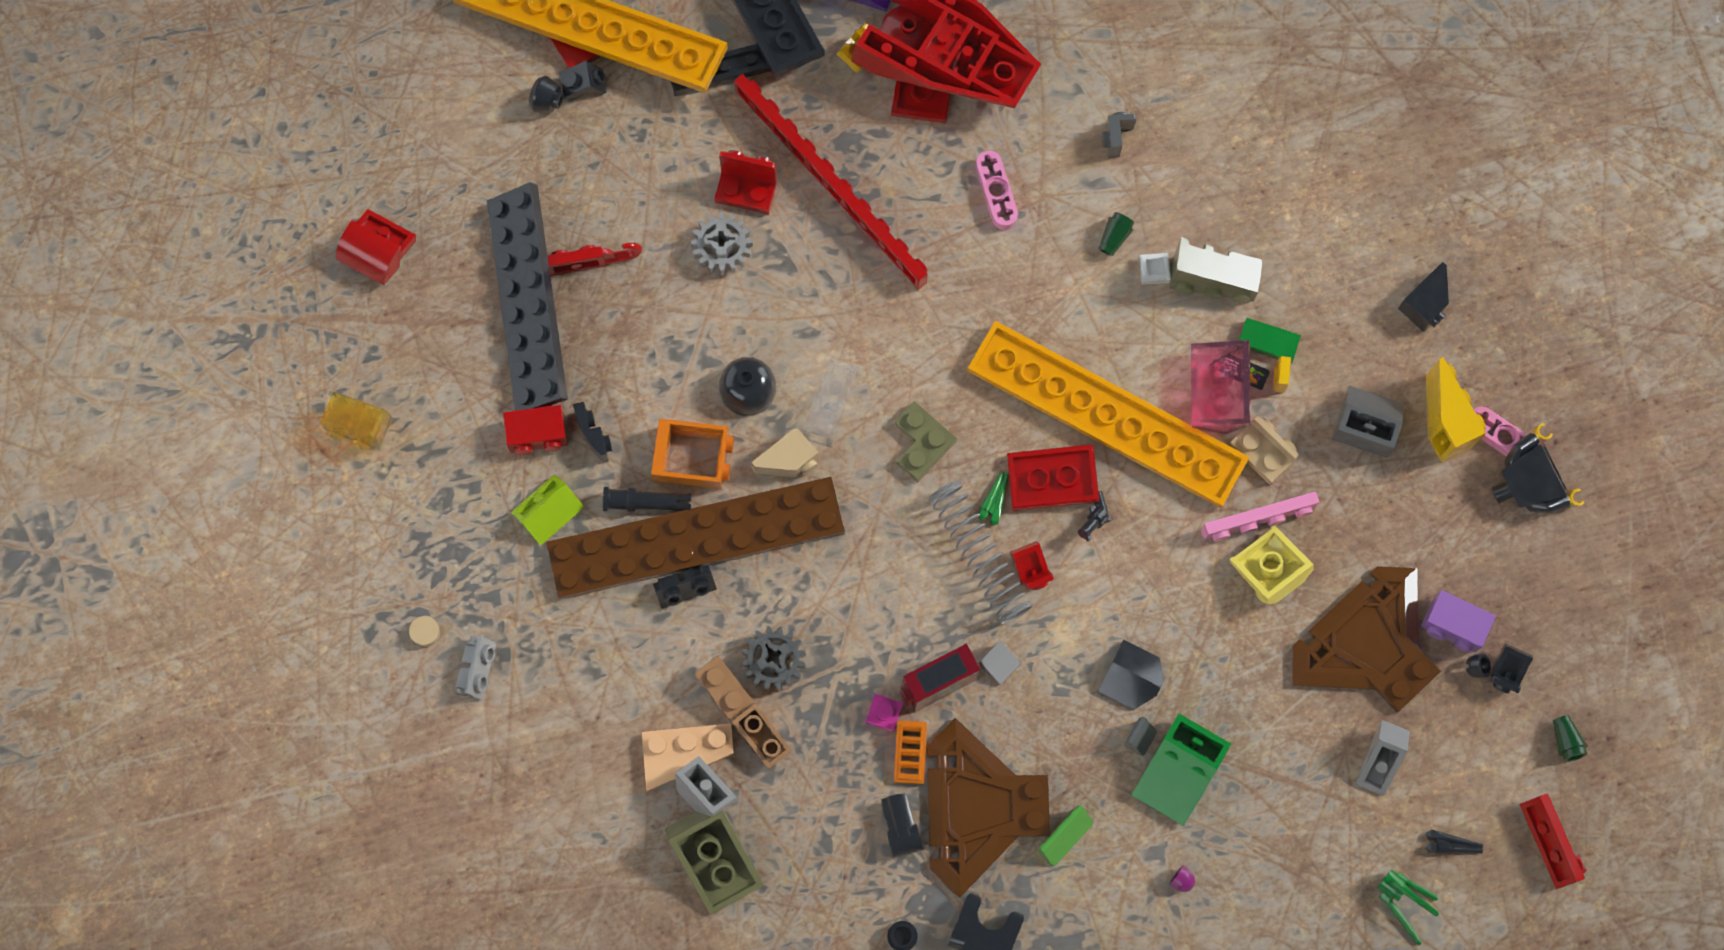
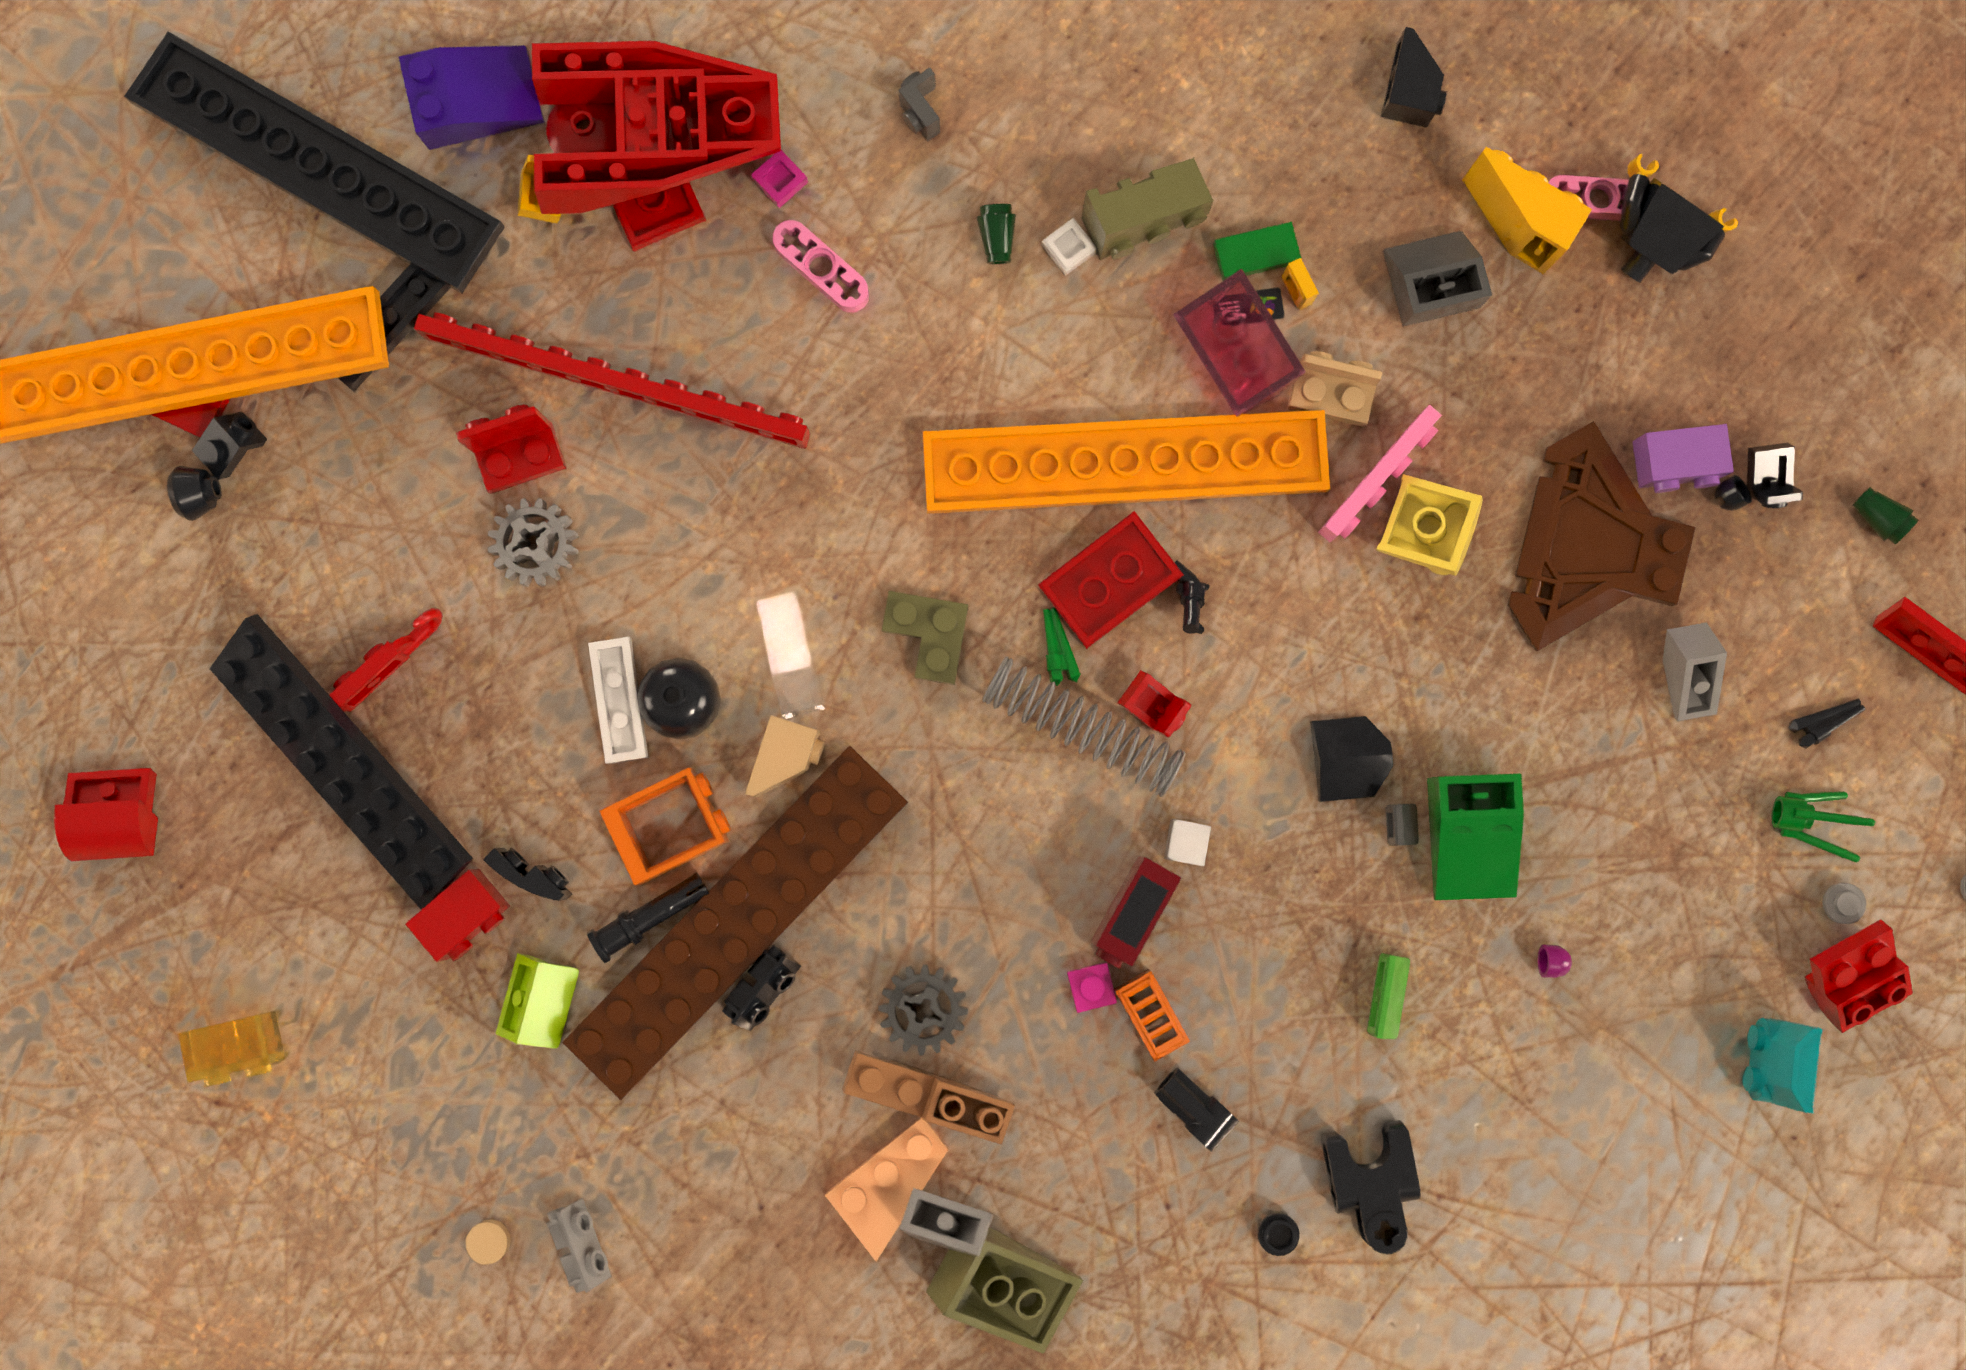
camera: 35 degrees left, 10 degrees up
(710, 365) = (617, 700): none -> white plate
(978, 807) = (1269, 1027): reddish brown plate -> none
(1004, 125) = (779, 178): none -> dark pink plate

